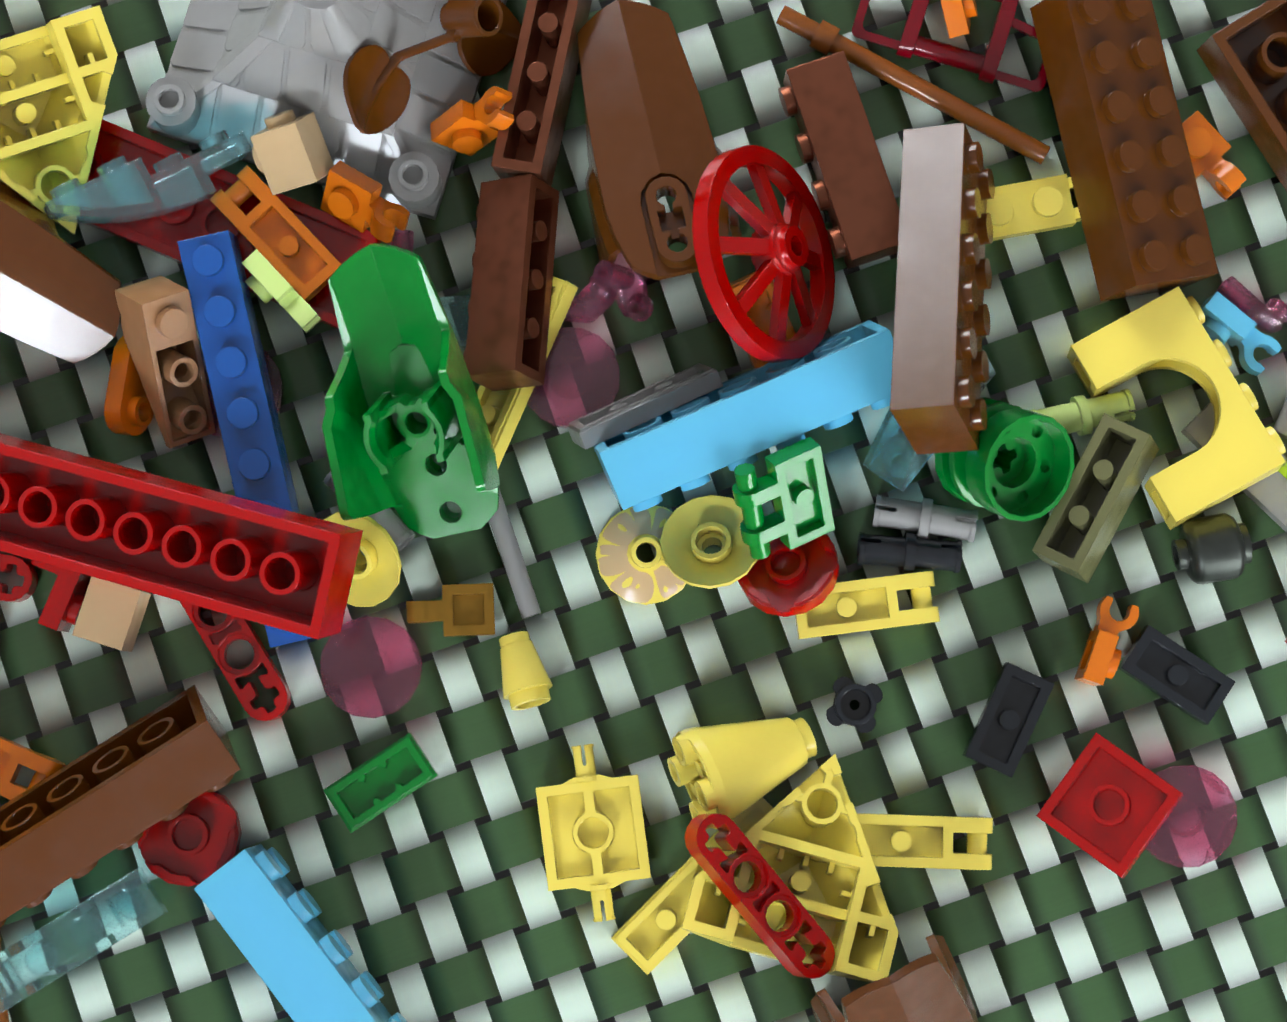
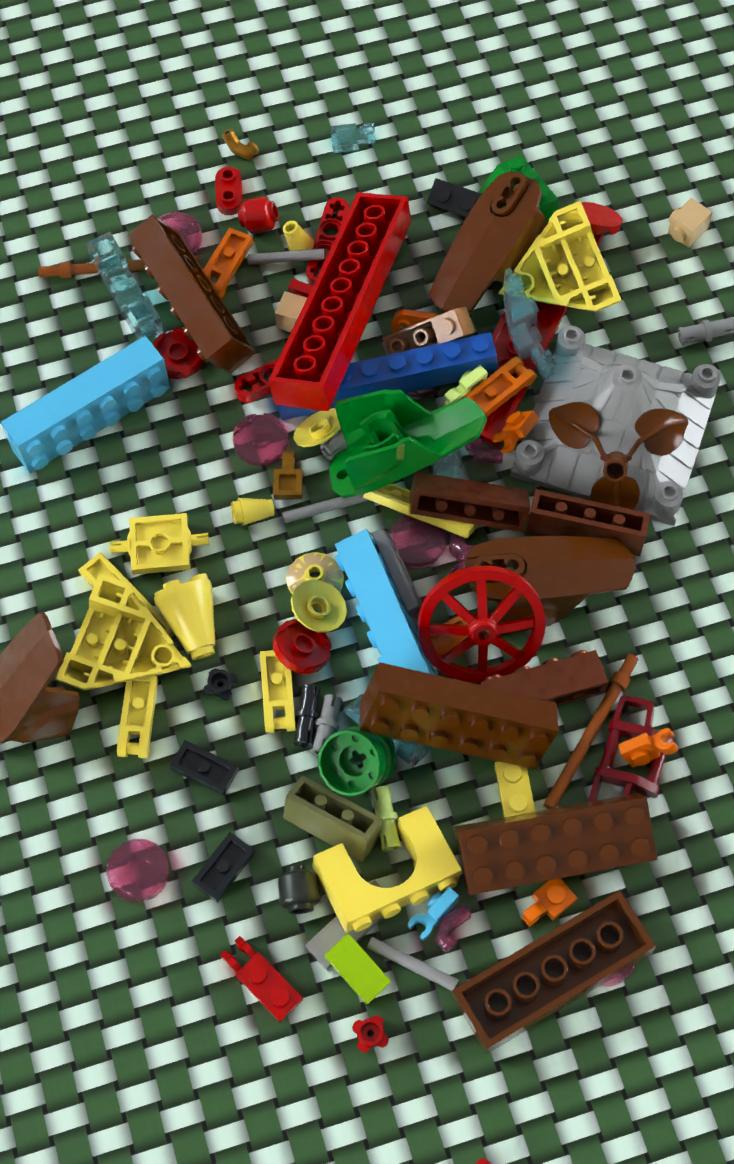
camera: 95 degrees right, 20 degrees down
(291, 151) = (543, 392): tan brick -> none
(380, 782) = (197, 440): green plate -> none
(472, 126) = (560, 482): orange plate -> none
(756, 900) = (114, 616): red beam -> none
(799, 496) = (342, 640): green plate -> none
(1100, 654) = (241, 821): orange plate -> none
(1110, 805) = (147, 820): red plate -> none

